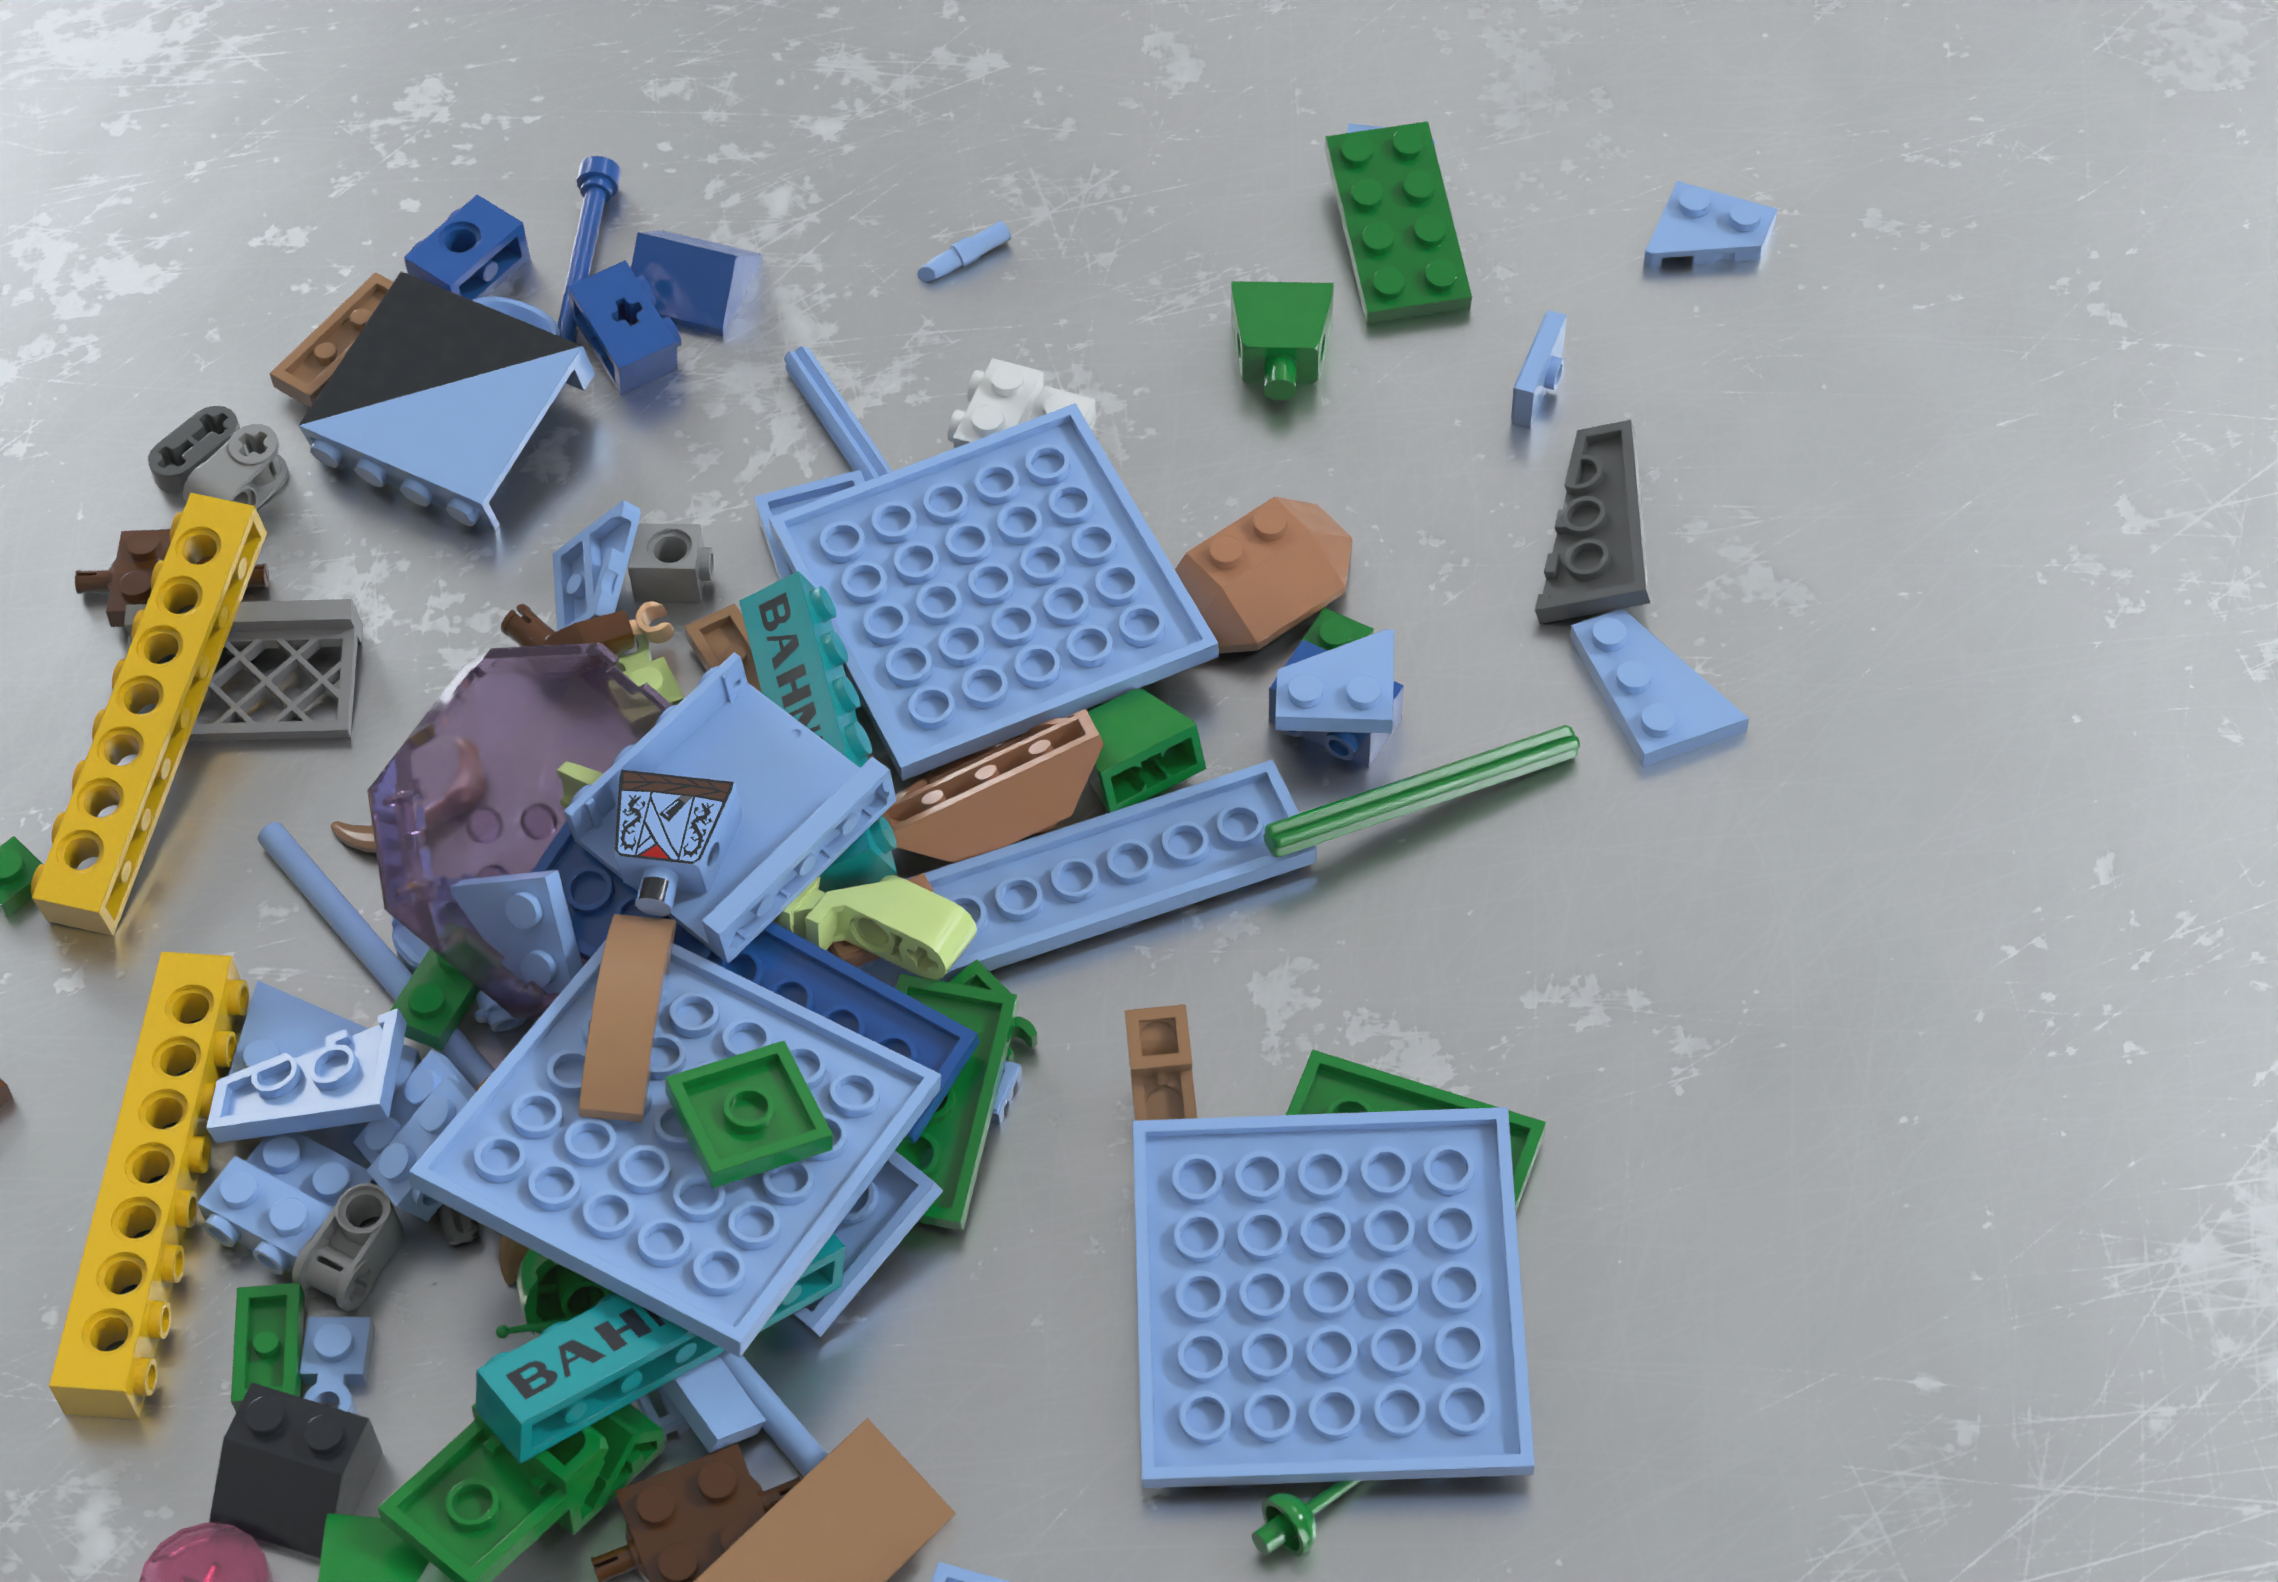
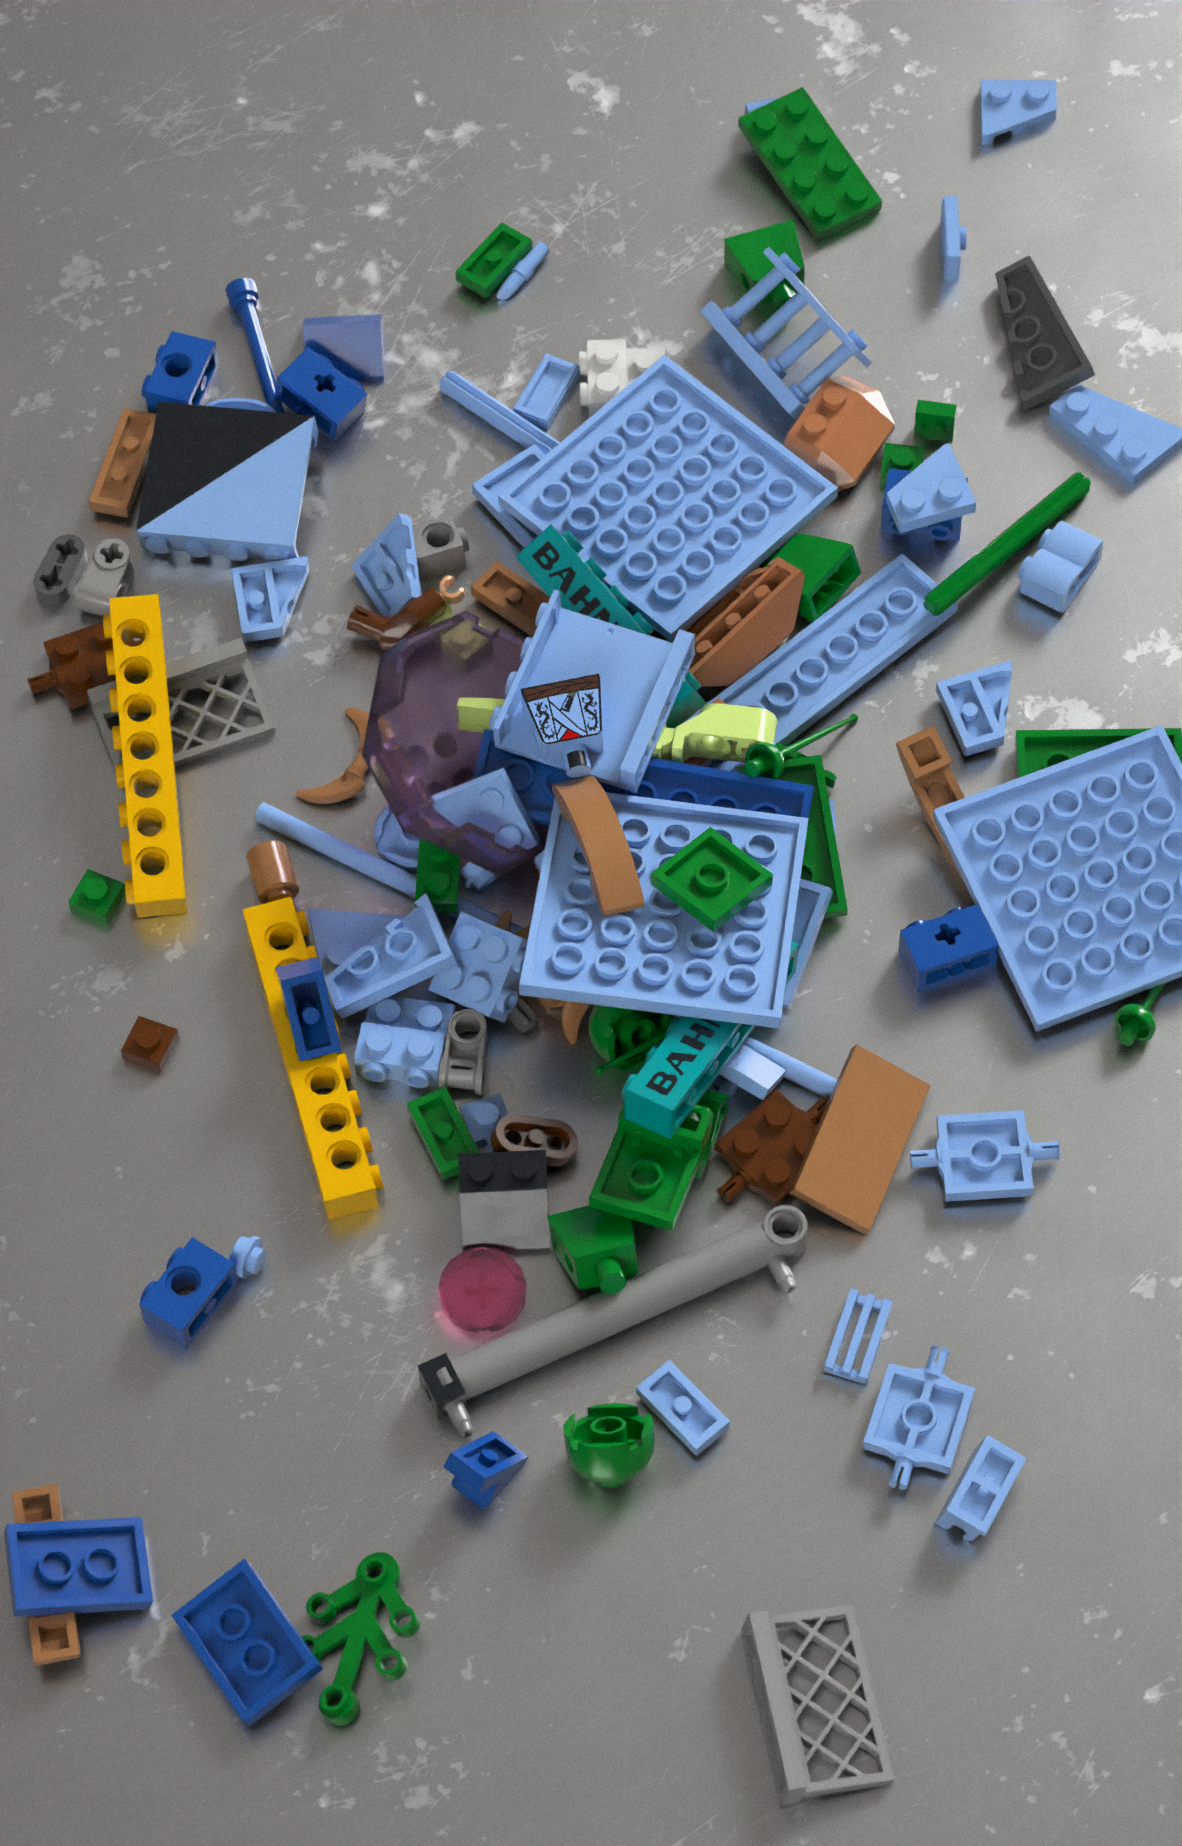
camera: 20 degrees left, 5 degrees up
(158, 1111) = (308, 1008): none -> blue slope
(237, 917) = (272, 871): none -> medium nougat brick
(375, 1394) = (534, 1134): none -> reddish brown plate
(427, 559) = (268, 596): none -> light blue wing
(916, 411) = (547, 391): none -> light blue tile
(930, 978) = (768, 761): none -> green sword
(931, 226) = (493, 260): none -> green plate
(1098, 1342) = (948, 947): none -> blue brick
(1200, 428) = (751, 345): none -> light blue fence
(1281, 1000) = (977, 706): none -> light blue wing
(1404, 597) = (935, 420): none -> green plate
(1483, 845) = (1060, 566): none -> light blue brick

